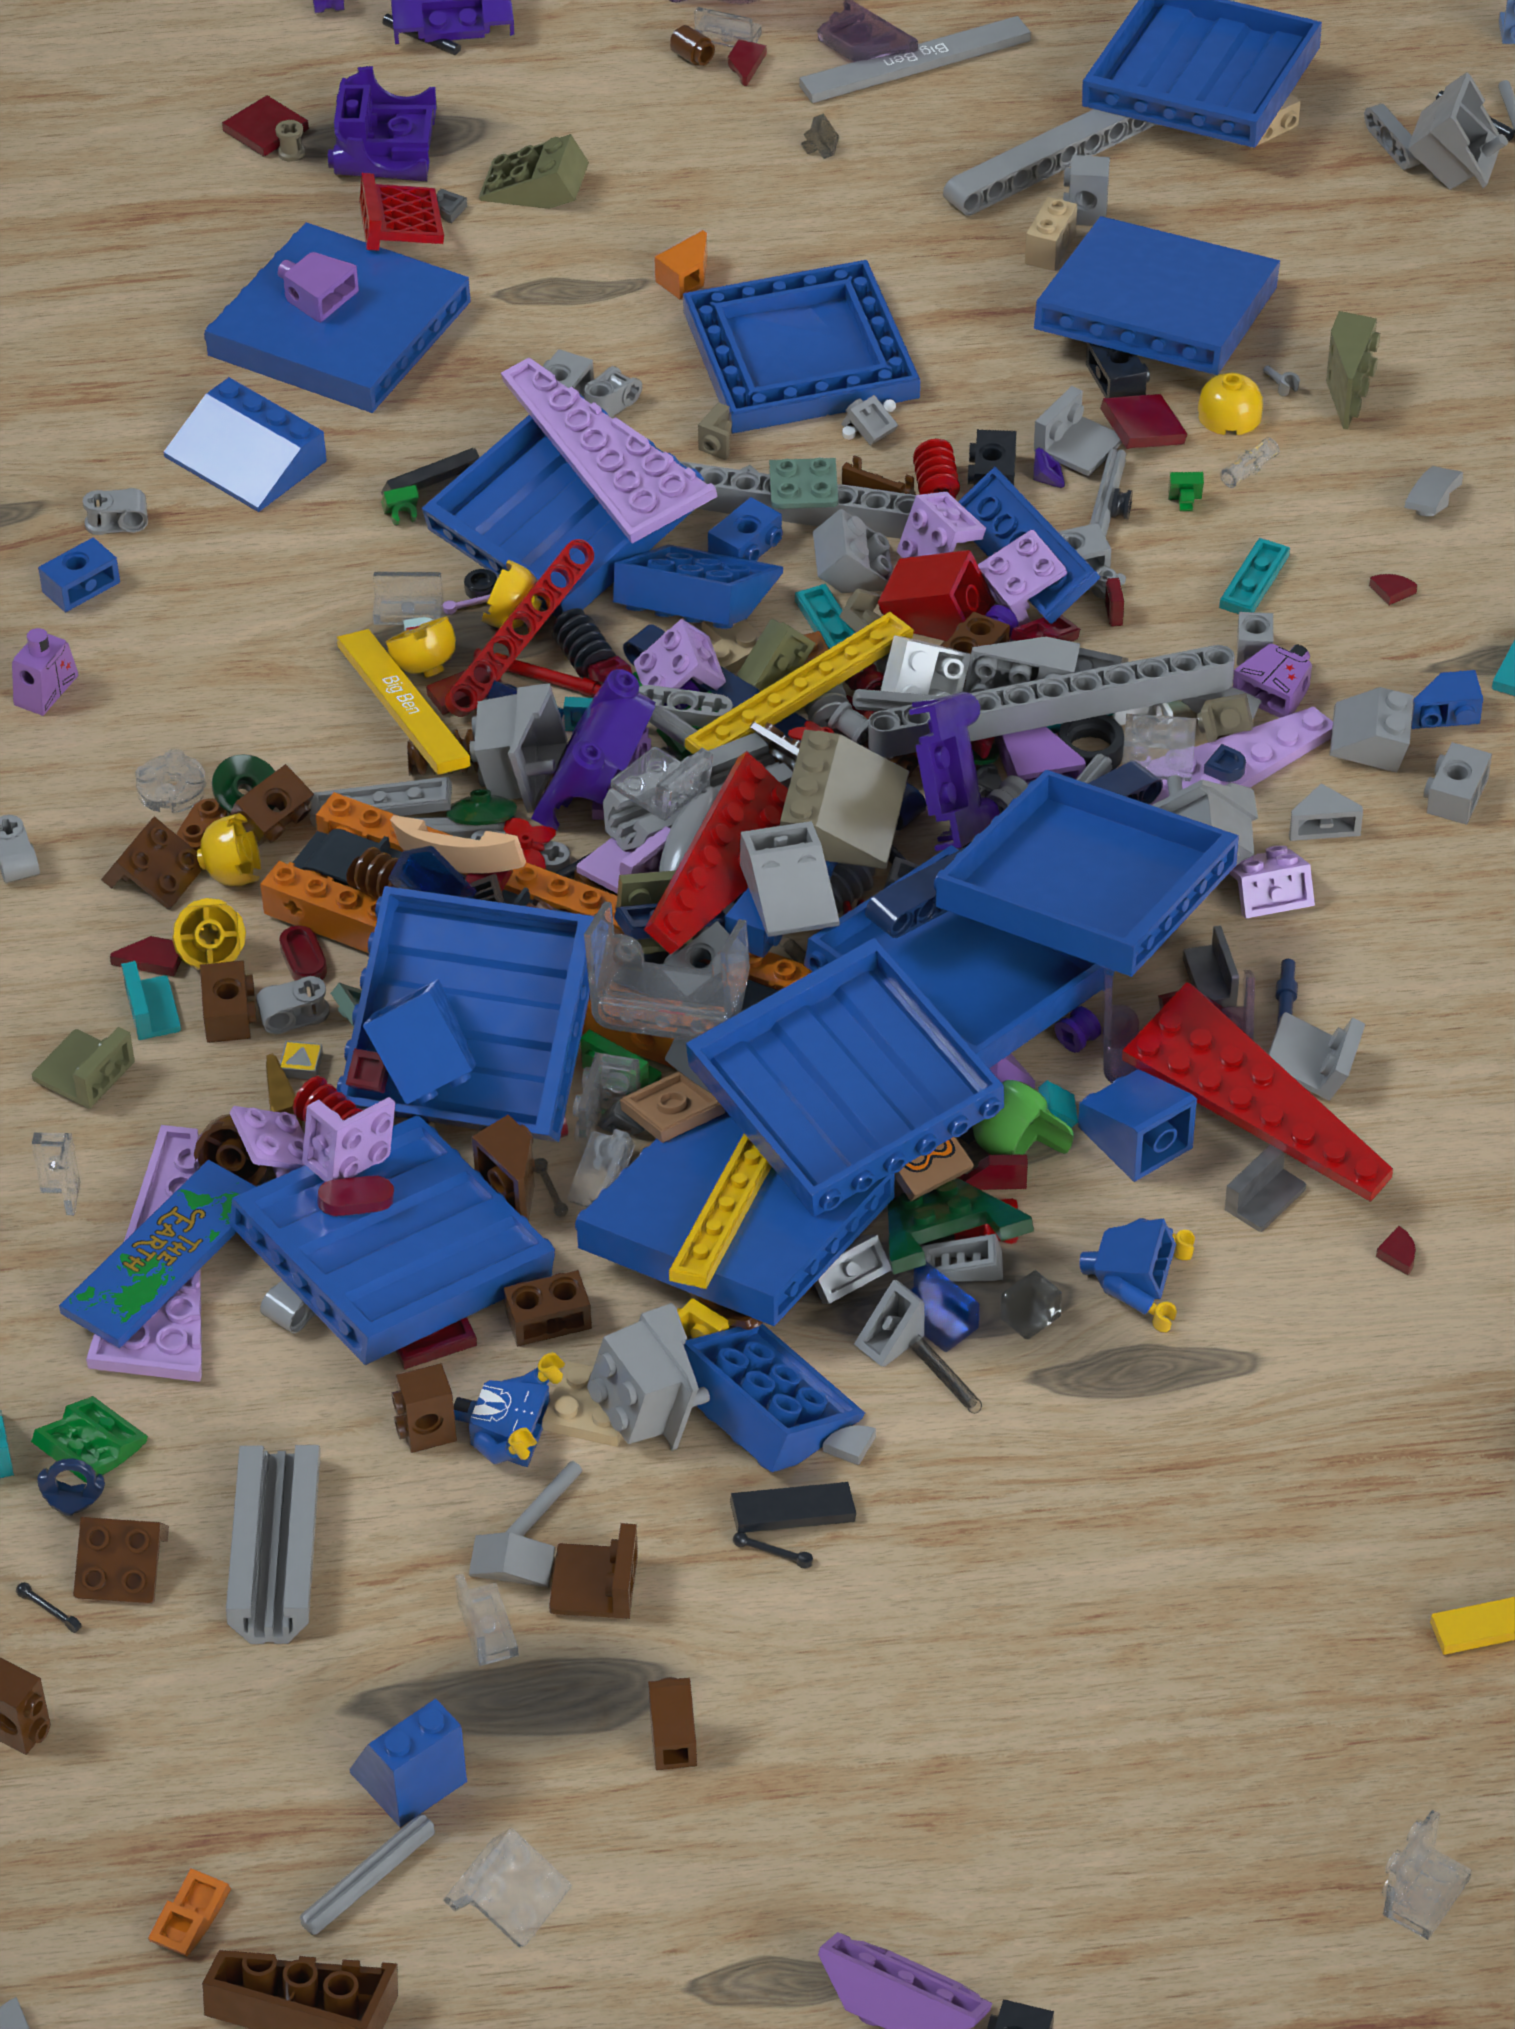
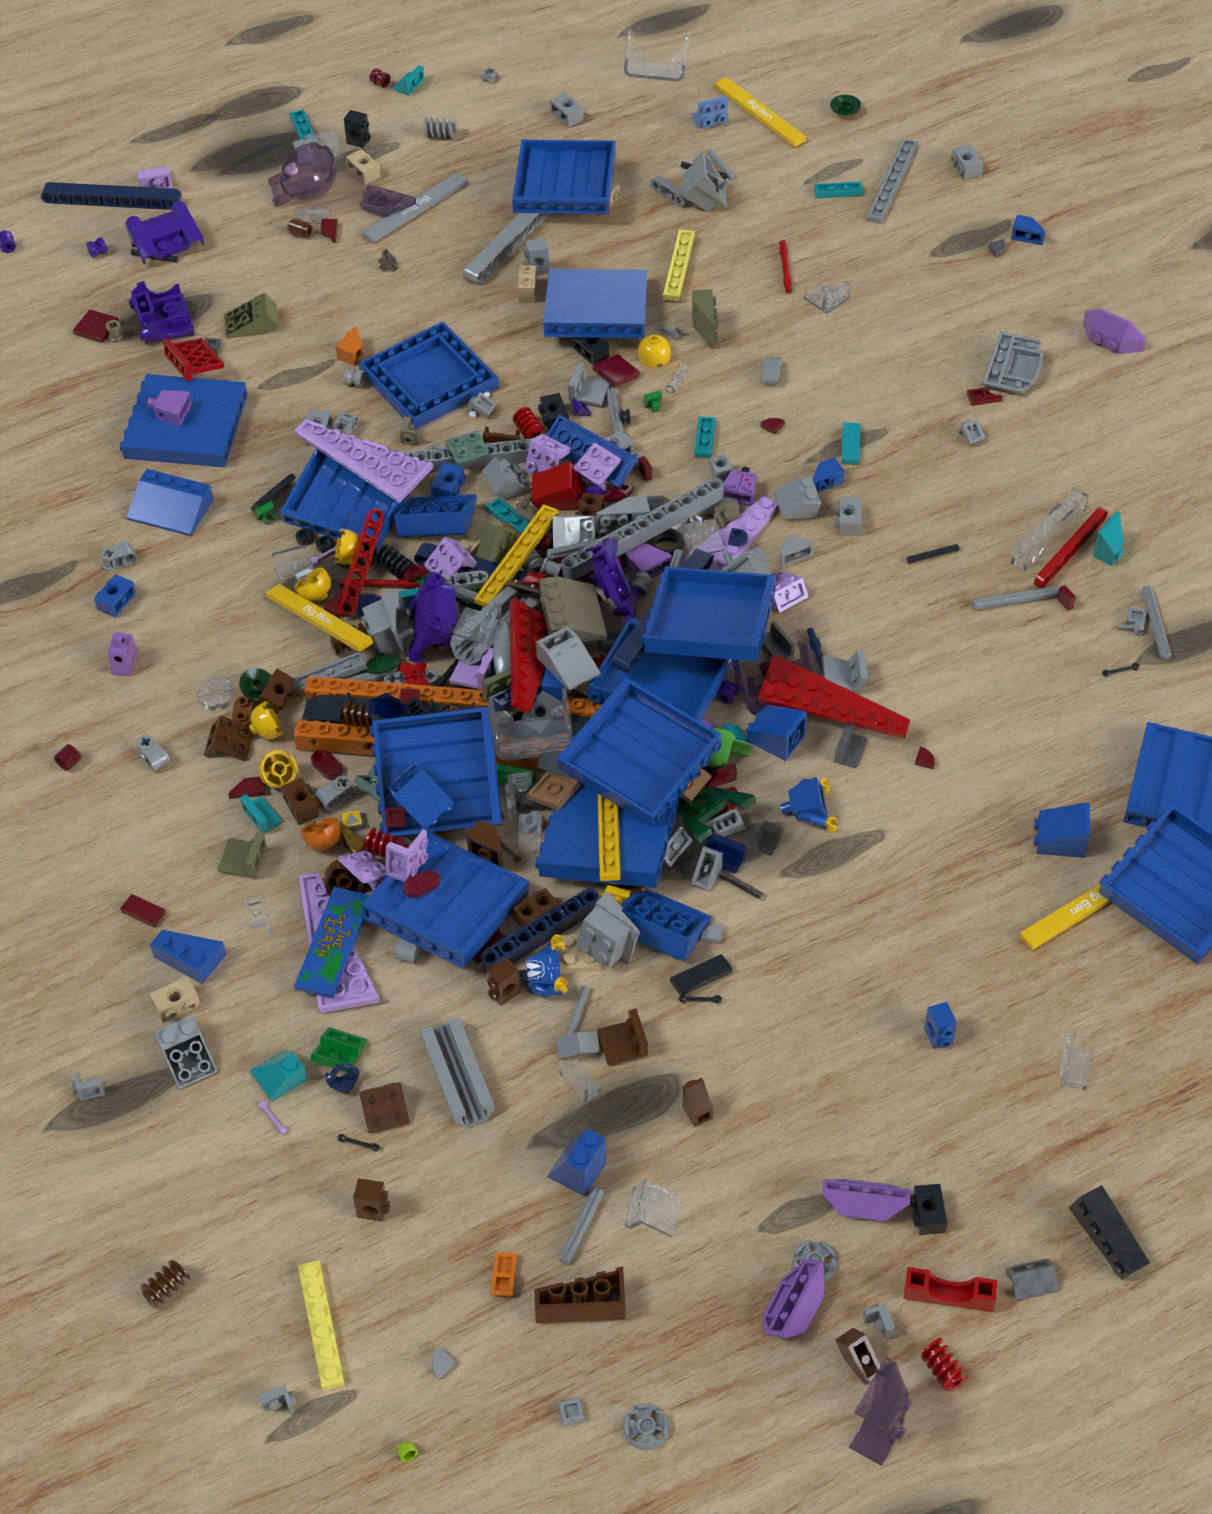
camera: 20 degrees left, 5 degrees up
(232, 1067) = (322, 835): none -> orange cylinder
(452, 563) = (304, 536): none -> black tile
(488, 855) = (409, 687): light nougat slope -> none
(520, 1346) = (546, 924): none -> dark blue beam
(665, 317) = (354, 377): none -> light grey wheel
(1191, 1730) = (940, 1025): none -> blue brick
(1348, 268) = (678, 265): none -> light yellow plate

